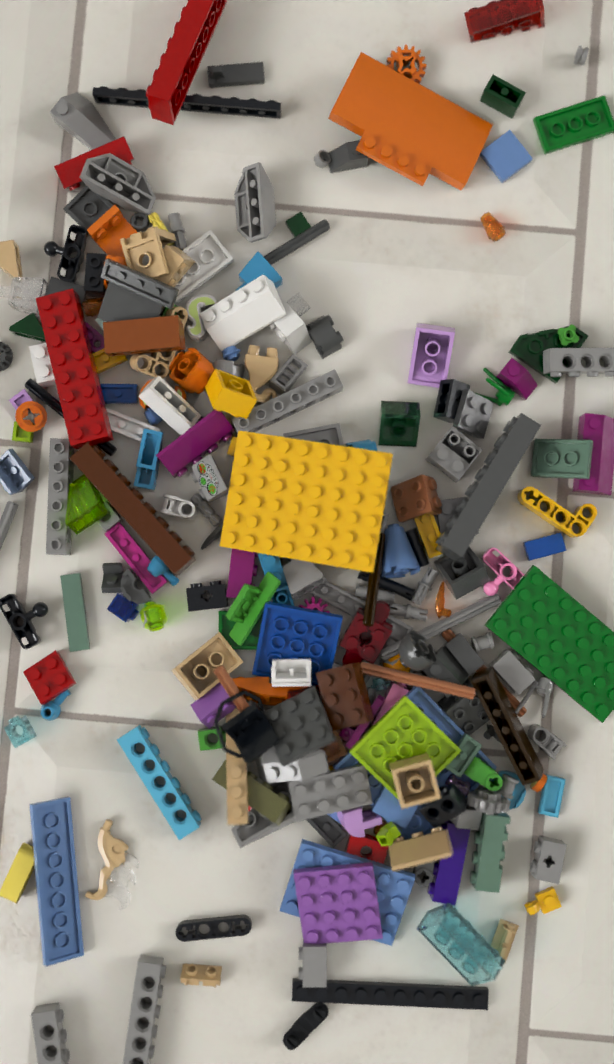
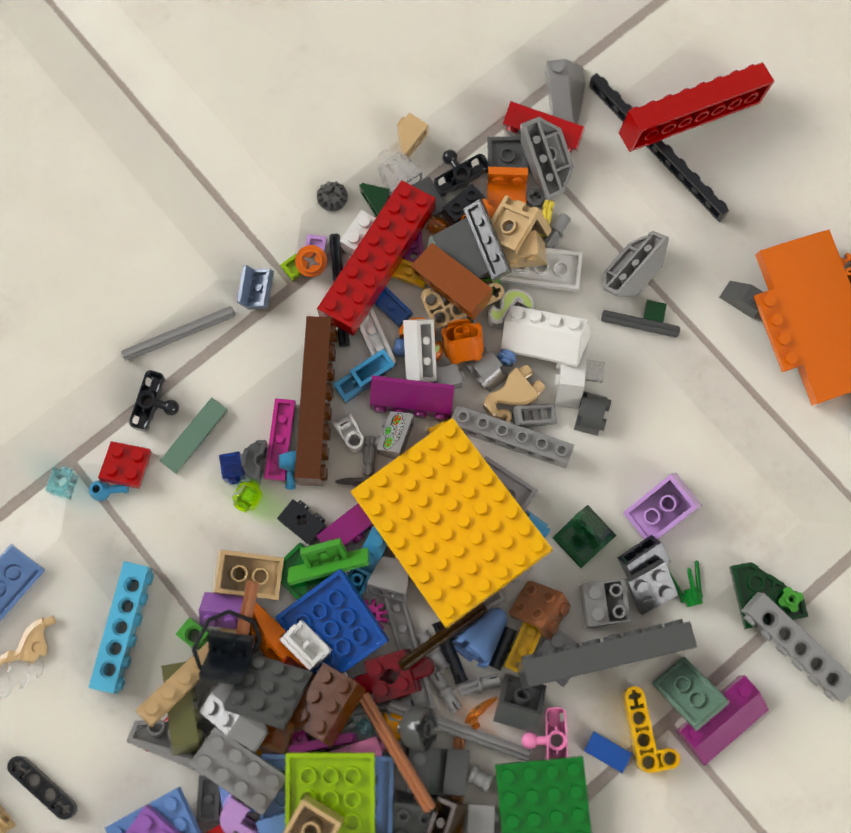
camera: 50 degrees right, 10 degrees down
(60, 476) = (269, 340): light grey brick -> none
(83, 505) = (281, 362): clear neon green slope -> none
(112, 577) = (247, 435): dark grey bracket -> none
(114, 519) = (286, 378): light grey brick -> none
(230, 394) = (474, 385): yellow brick -> none
(236, 74) = (715, 160): dark grey hinge -> none
(255, 268) = (594, 314): dark azure torso -> none
(320, 156) = (724, 278): light grey hinge -> none
(493, 227) = (810, 457): clear orange cone -> none
(517, 378) = (715, 594): magenta slope -> none

